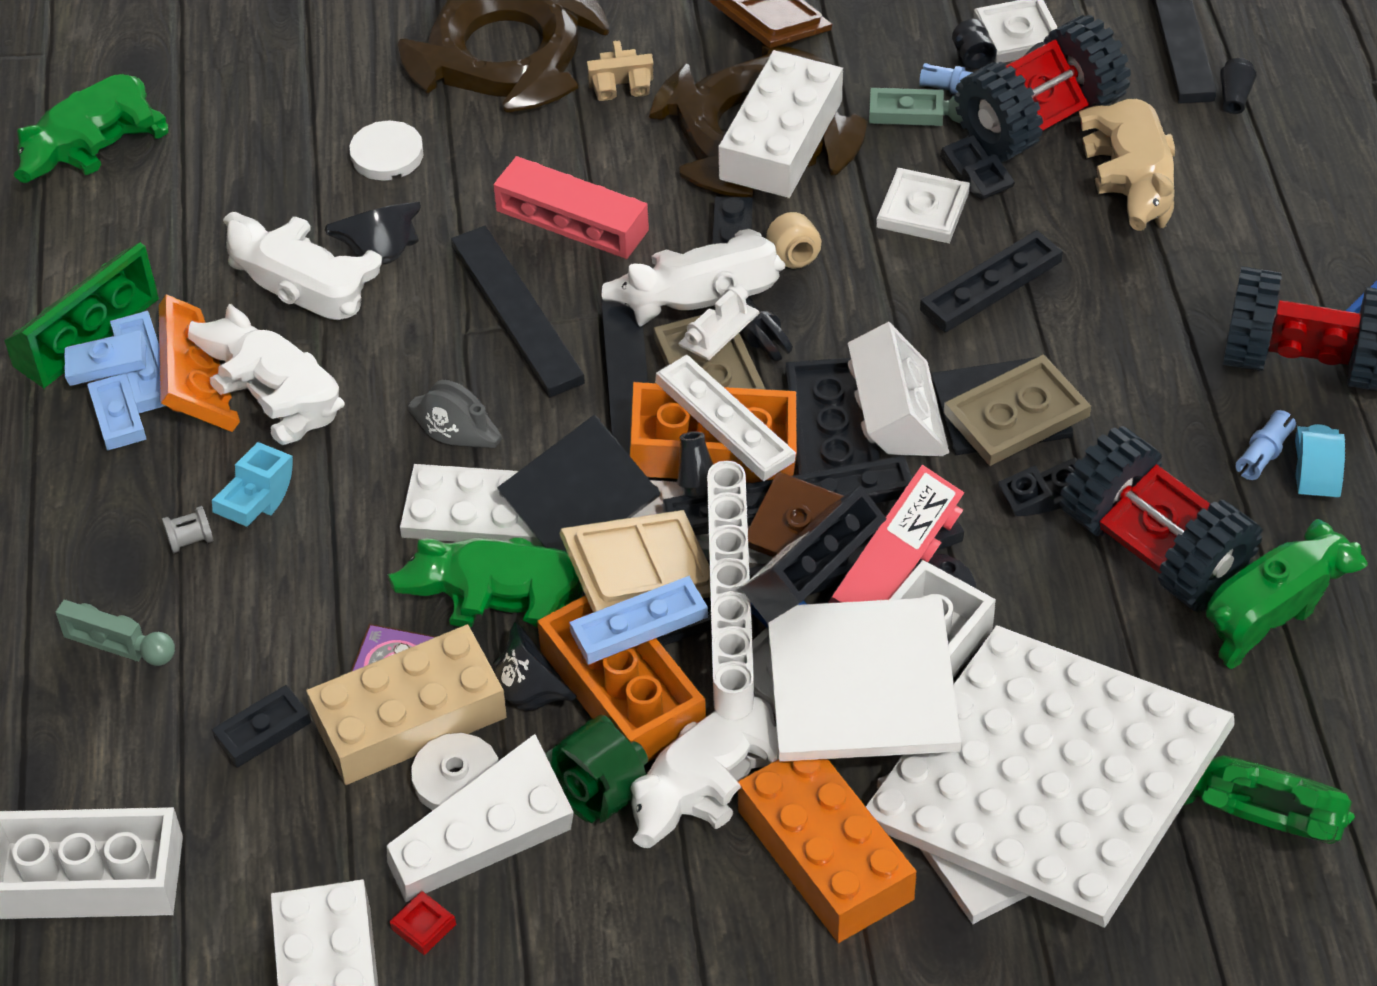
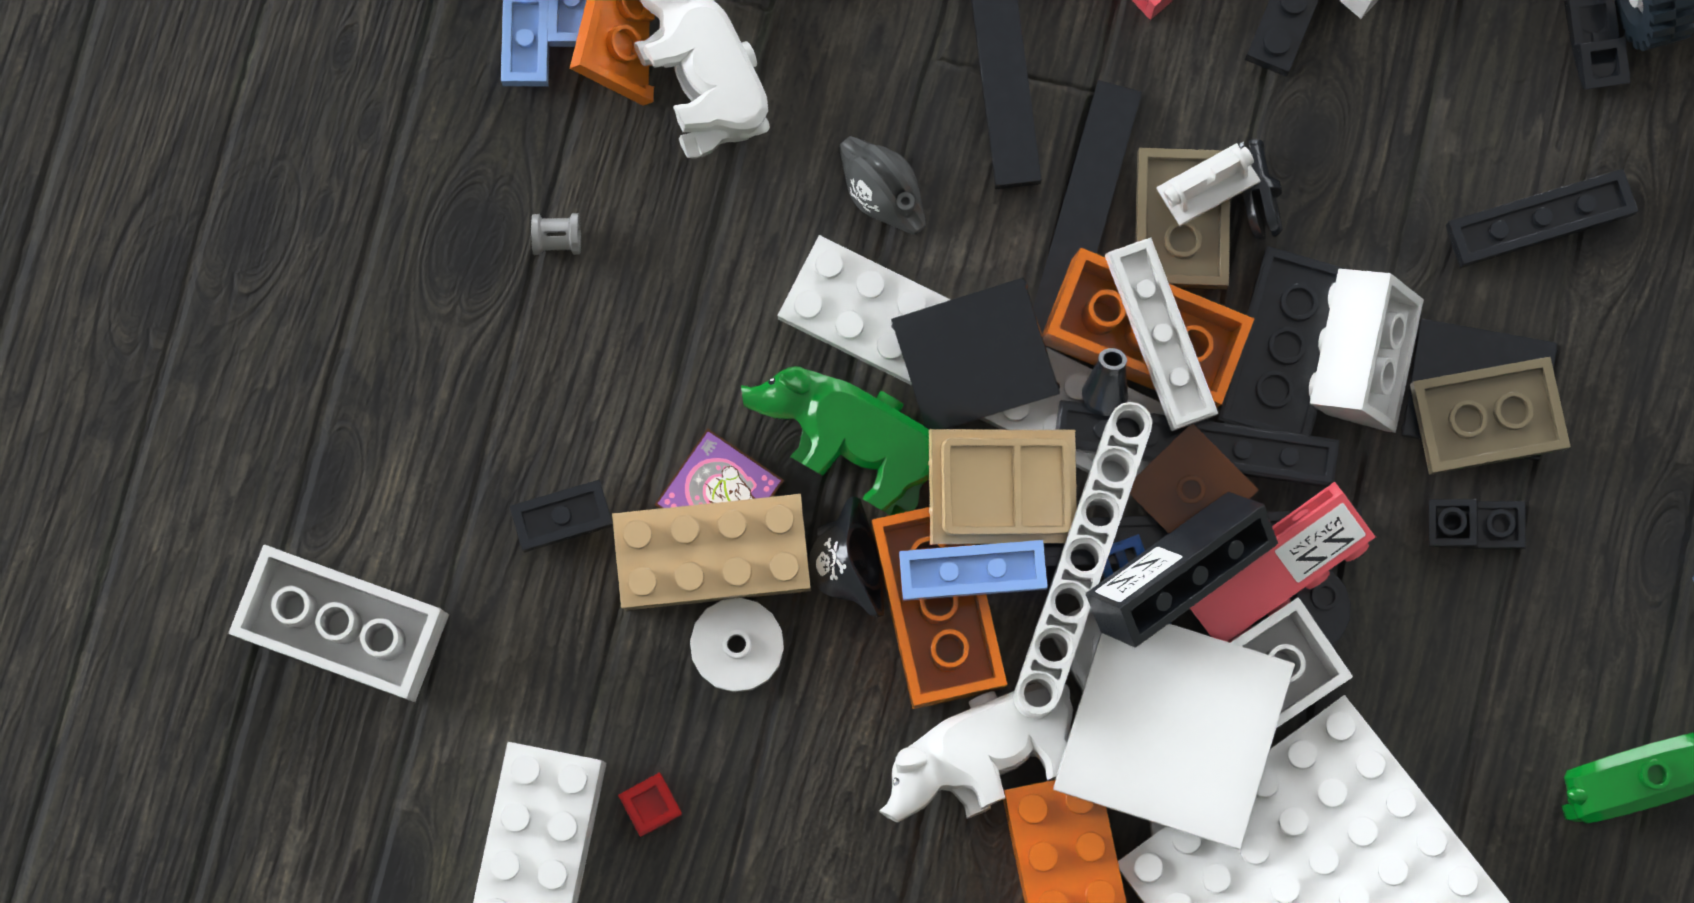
camera: 20 degrees right, 30 degrees up
(113, 633) = (481, 379): sand green plate -> none
(258, 485) = (640, 208): medium azure brick -> none
(483, 823) = (740, 730): white wedge -> none
(597, 769) = (874, 713): dark green brick -> none
(697, 276) = (1216, 104): white animal -> none
(795, 239) = (1343, 77): tan head -> none
(923, 205) = (1513, 71): white tile -> none
(1158, 518) = (1573, 636): black plate -> none

